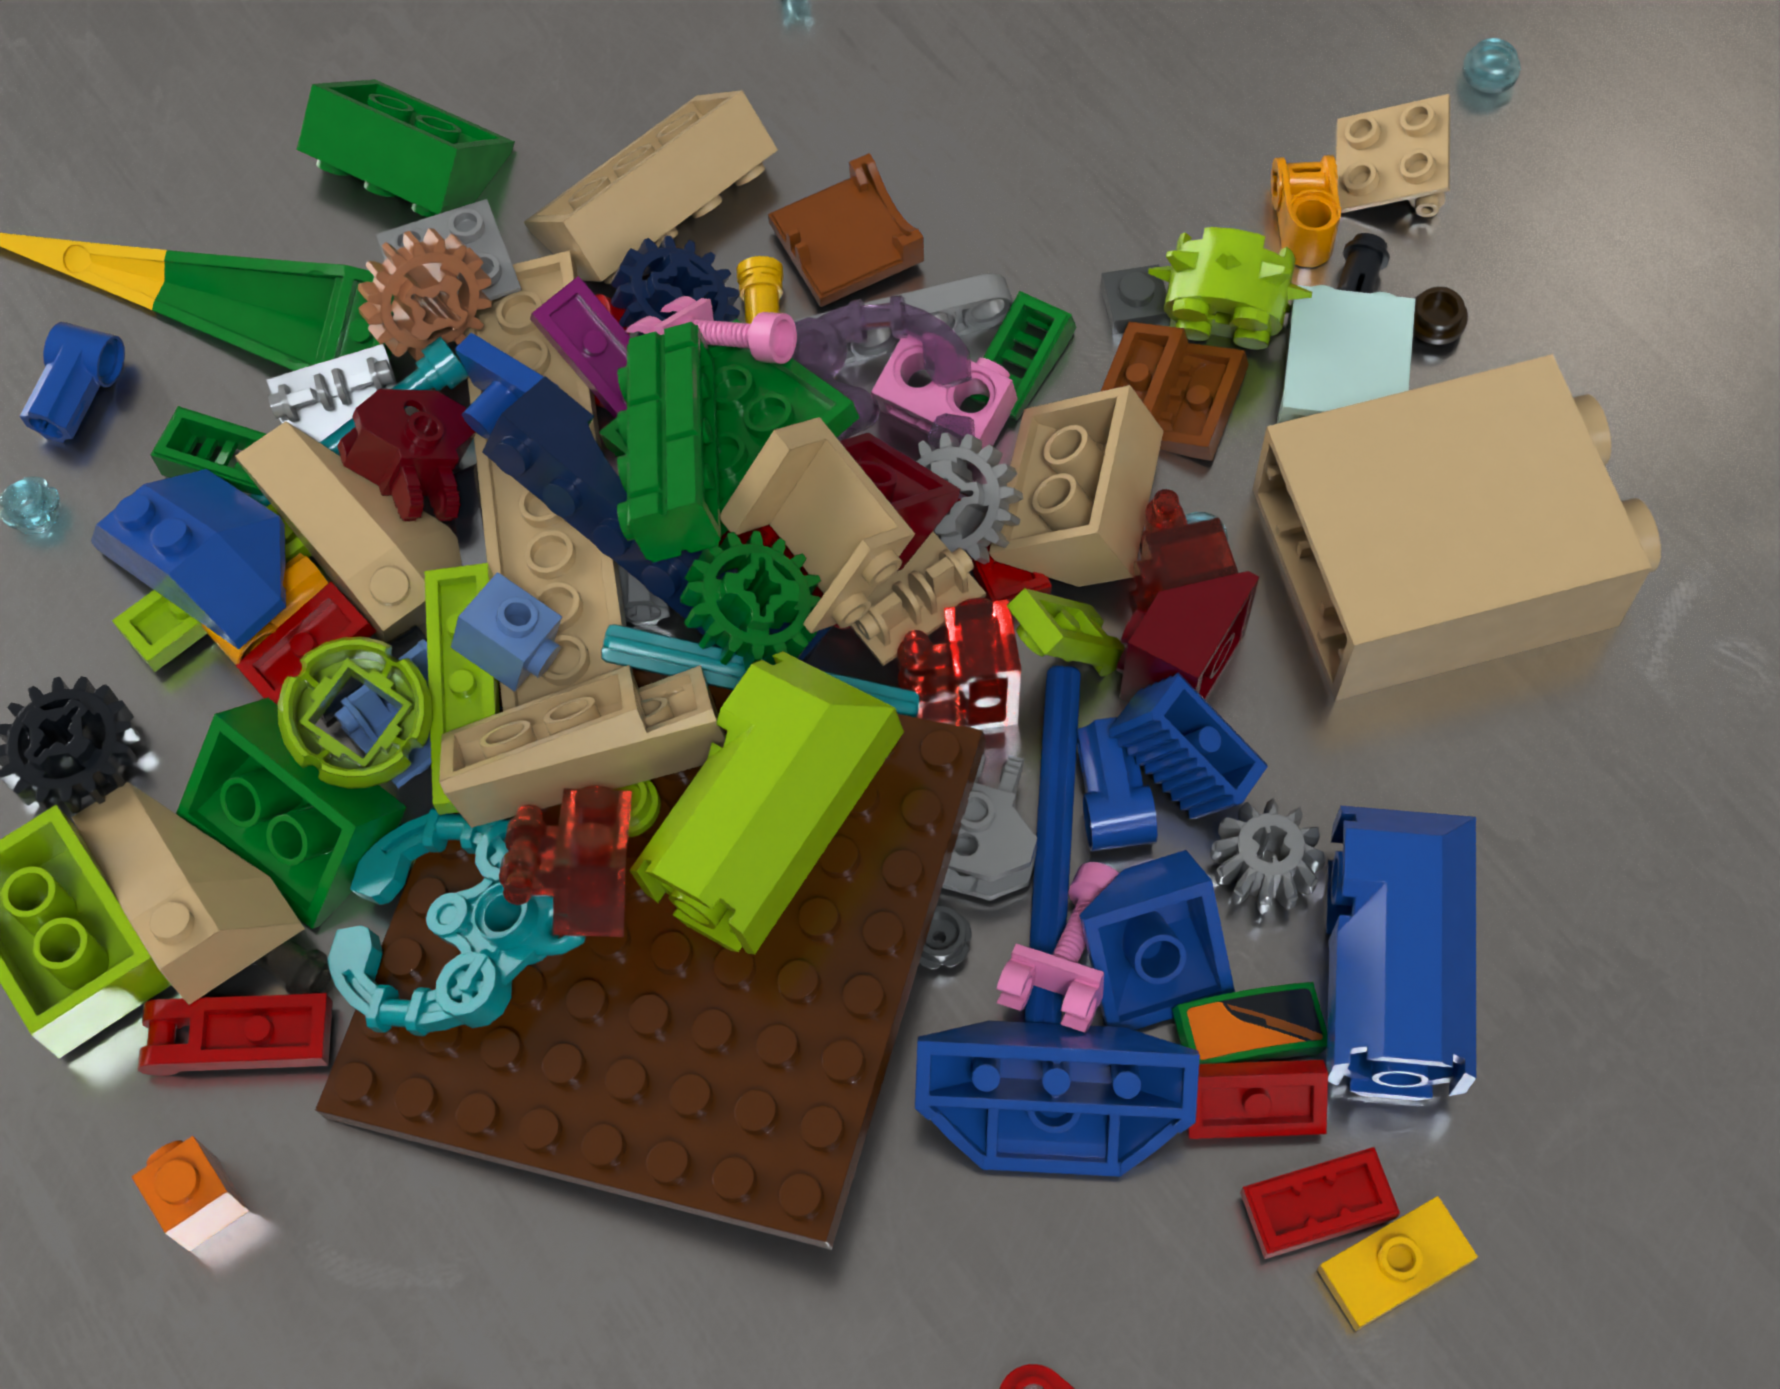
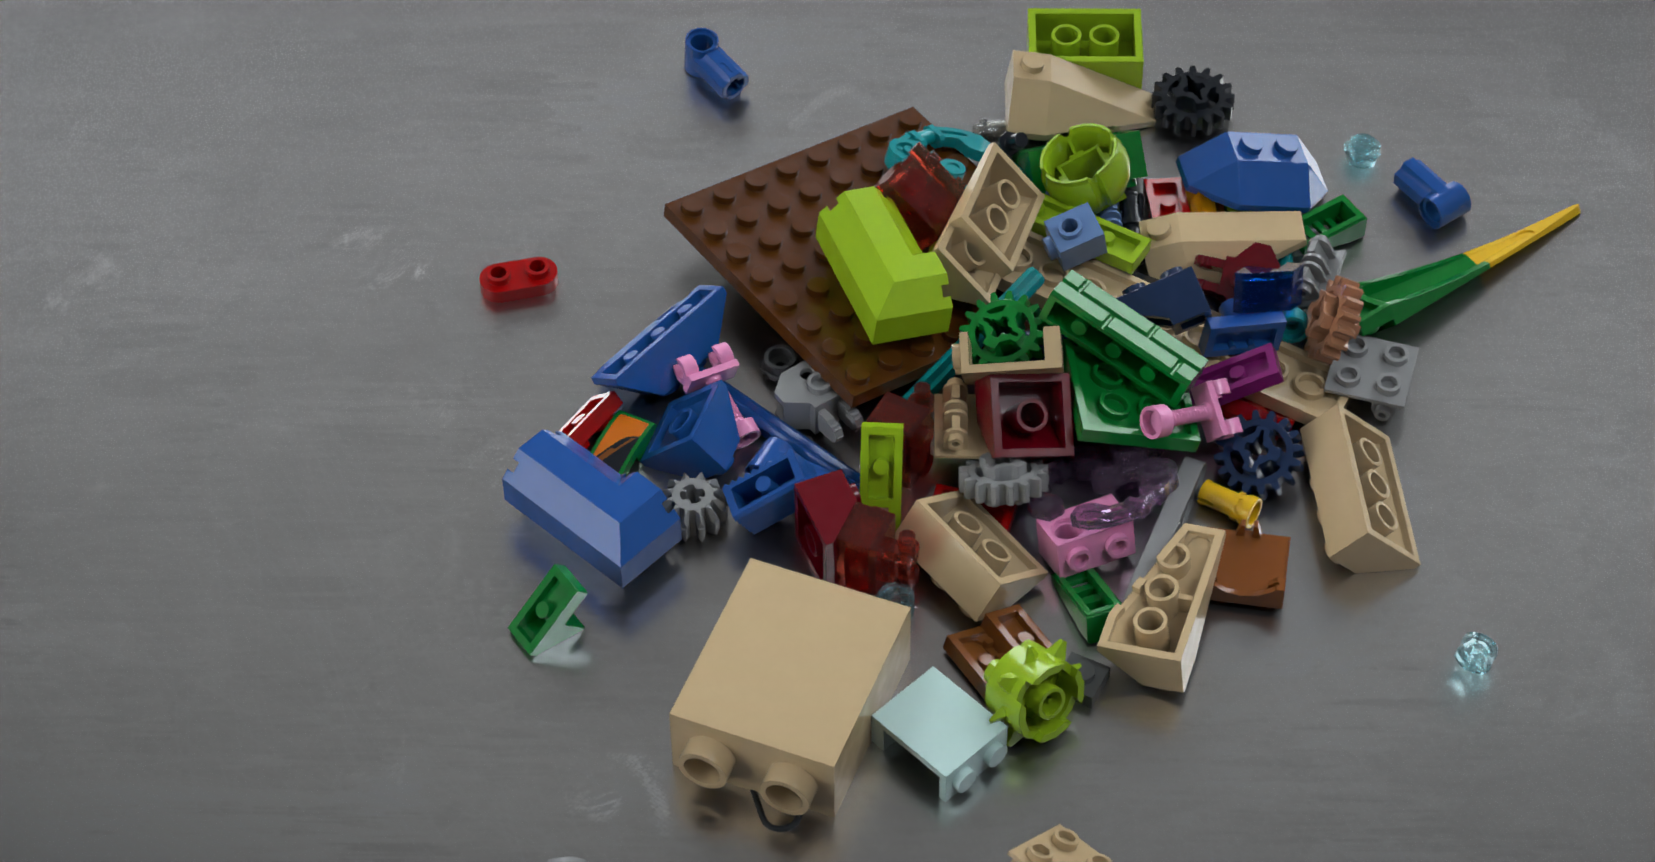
camera: 125 degrees right, 15 degrees down
(189, 1192) = (911, 46): orange brick -> none
(237, 1033) = (974, 98): red plate -> none
(321, 903) = (1012, 142): none -> black bar
(400, 145) = (1488, 402): green slope -> none
(441, 368) = (1268, 288): none -> clear blue slope
(1003, 229) = (1163, 617): none -> tan wedge
(1307, 208) = (1071, 795): light orange piece -> none
(1319, 1202) = (514, 420): red plate -> none
(1364, 260) = (1006, 801): black pin -> none
(1397, 1263) = (461, 436): yellow plate -> none
(1439, 316) = (936, 811): dark brown plate -> none
(1576, 895) = (549, 612): none -> green slope

